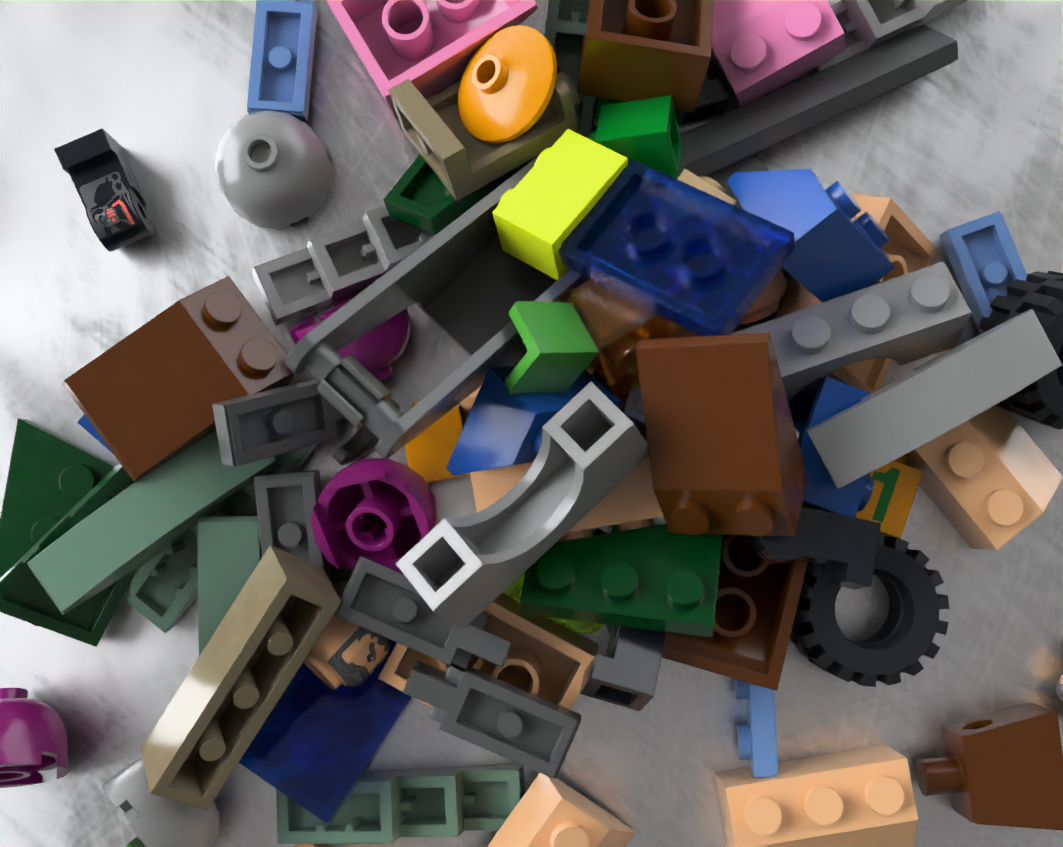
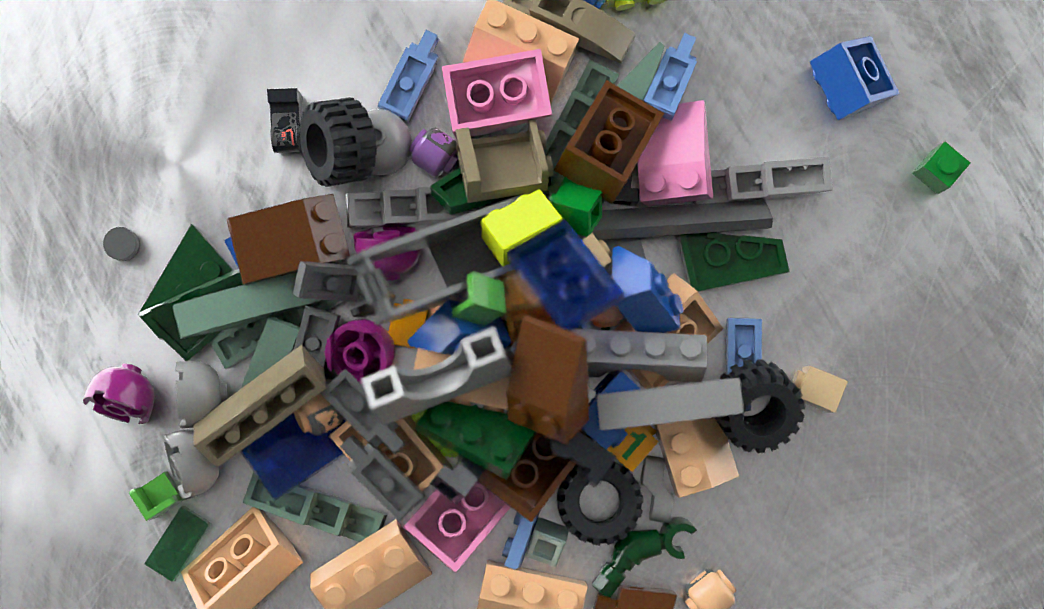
camera: 20 degrees right, 0 degrees up
(127, 691) = (197, 391): none -> light grey cylinder
(202, 184) = (338, 141): none -> black tyre
(368, 149) = (434, 152): none -> medium lavender head
(507, 84) = (518, 151): light orange dish -> none
(648, 754) = (456, 530): none -> bright pink slope
(804, 706) = (547, 542): none -> light aqua slope
(903, 140) = (725, 260): none -> dark green wing
(960, 566) = (661, 500): none -> light grey piece
(962, 652) = (638, 547): none -> dark green piece

